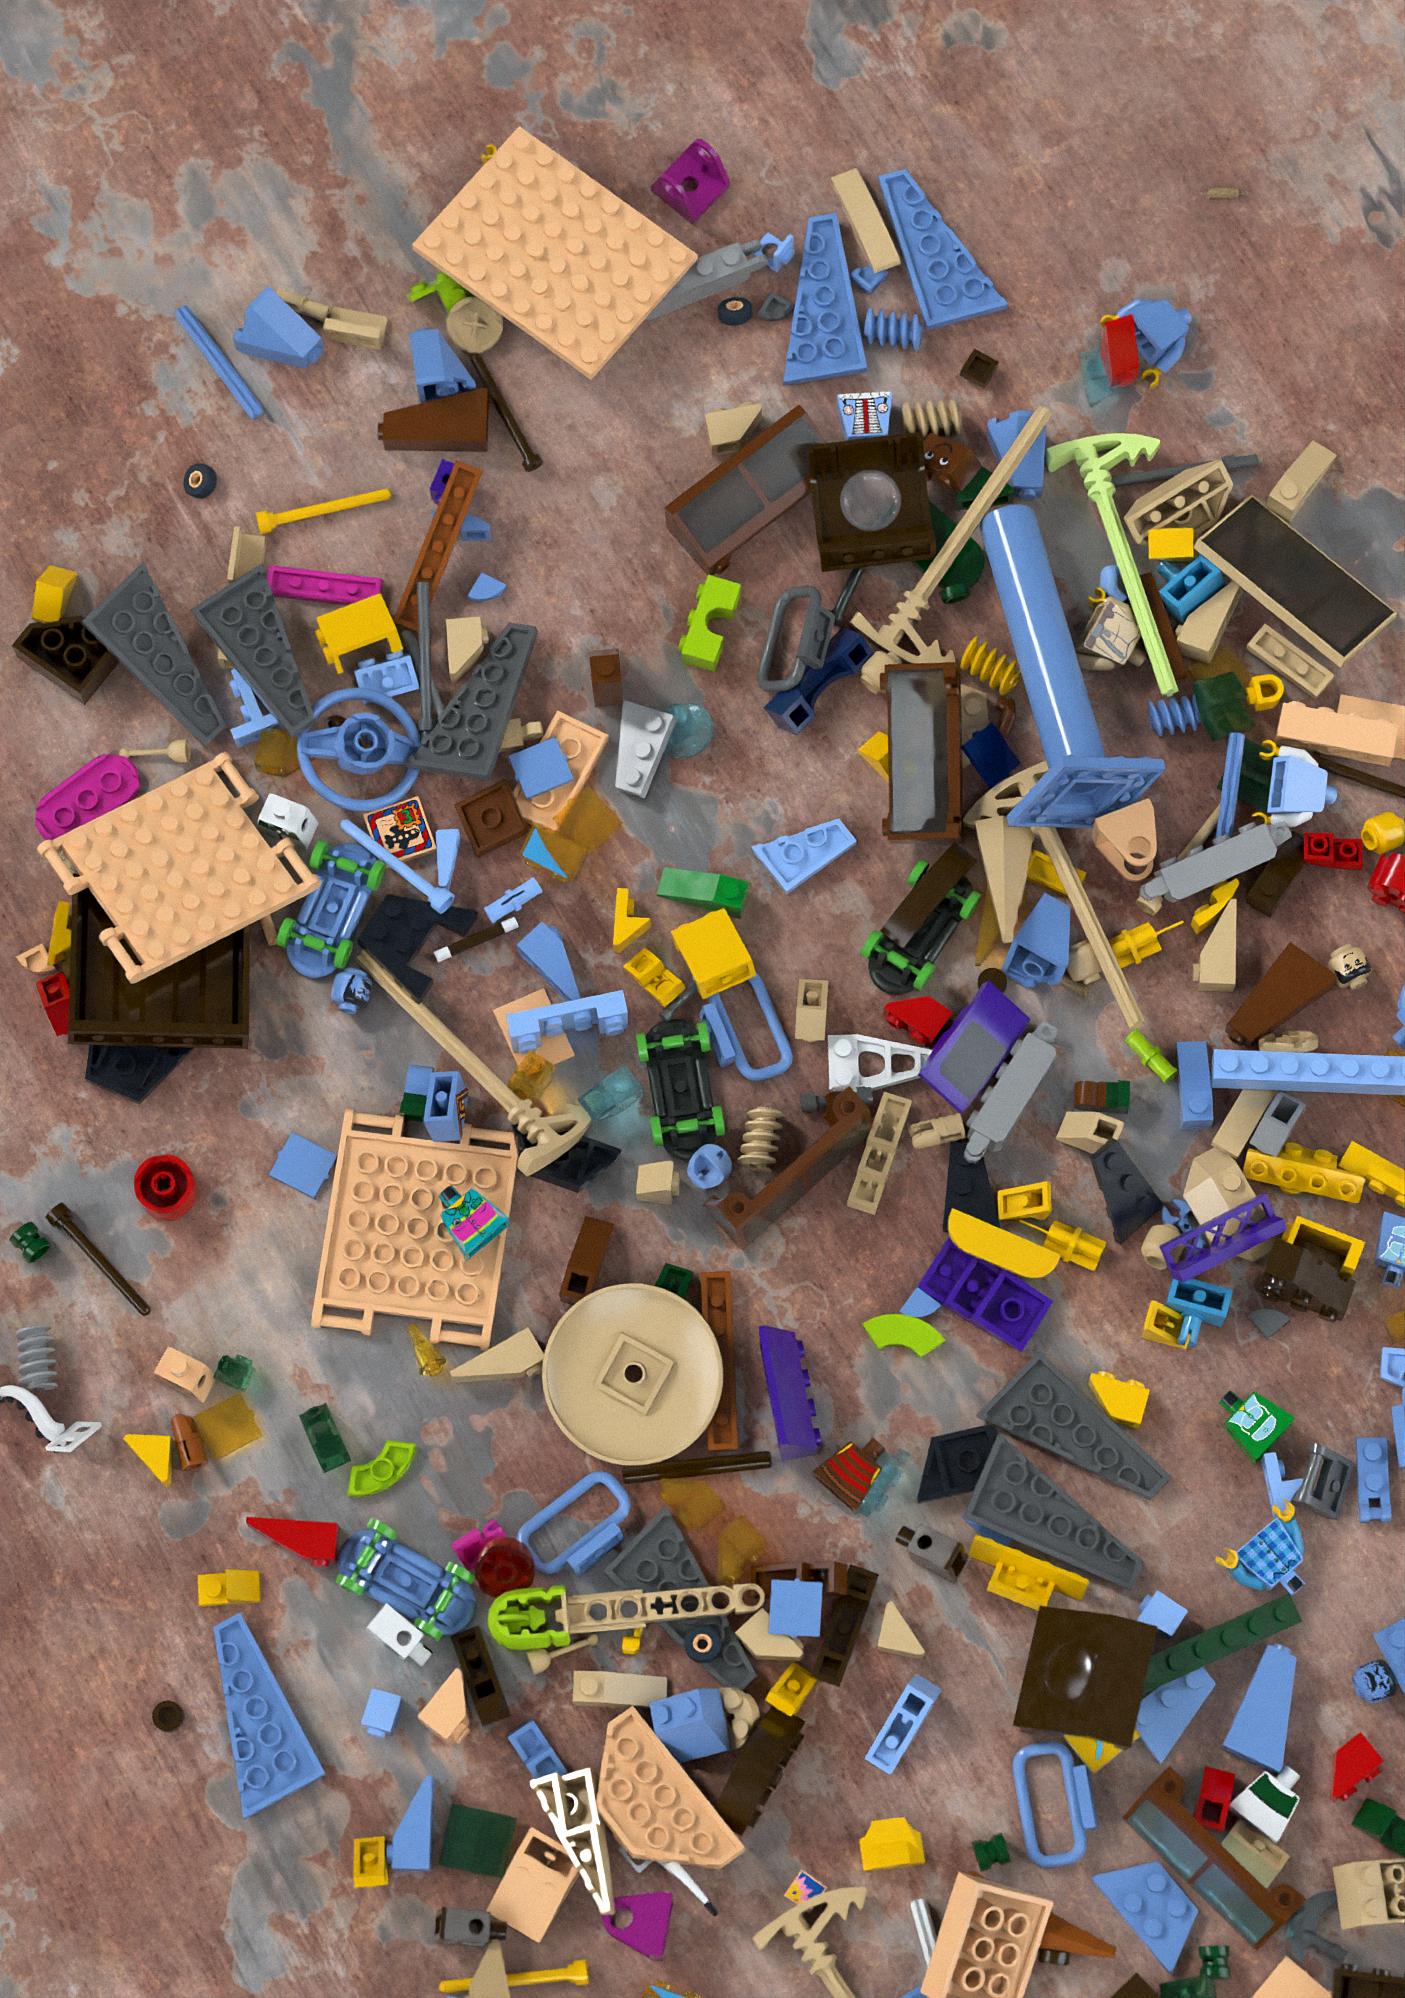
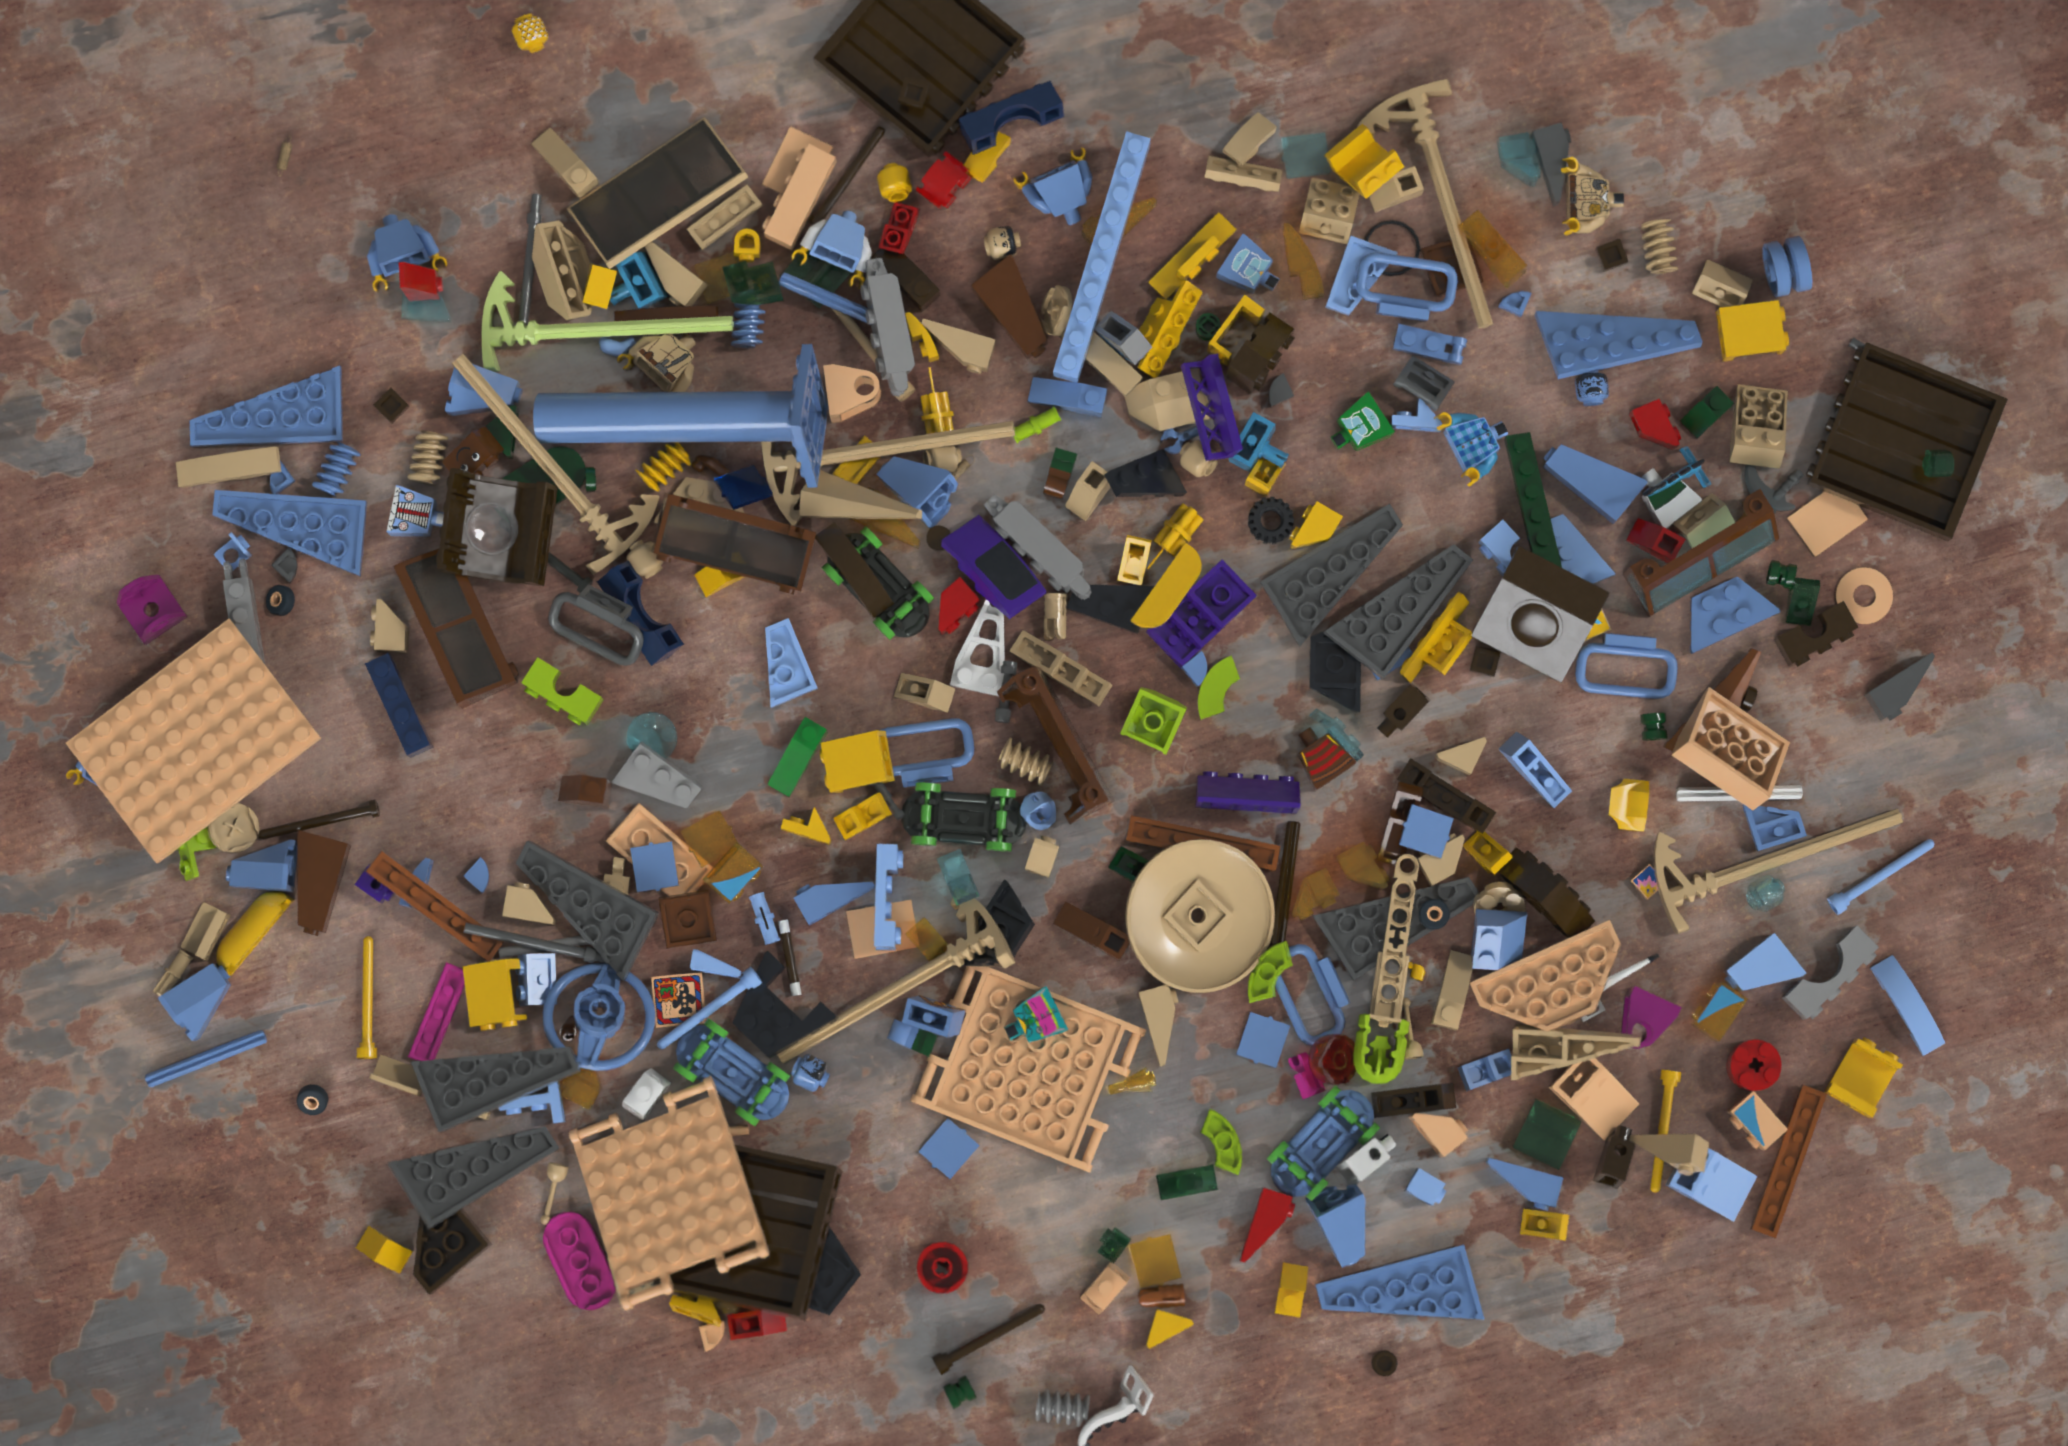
camera: 80 degrees left, 10 degrees up
(317, 1620) = (1341, 1221): none -> medium blue slope
(369, 372) = (251, 929): none -> yellow brick
(510, 1486) = (1263, 1039): none -> medium blue piece
(586, 1469) = (1266, 973): none -> lime tile
(629, 472) = (398, 705): none -> dark blue arch
(847, 1269) = (1154, 719): none -> lime slope
(1016, 1635) = (1485, 661): none -> dark brown tile
(1114, 1328) = (1281, 509): none -> black tyre
(1305, 1815) = (1687, 471): none -> dark azure piece
(1323, 1209) = (1206, 331): none -> dark green wheel

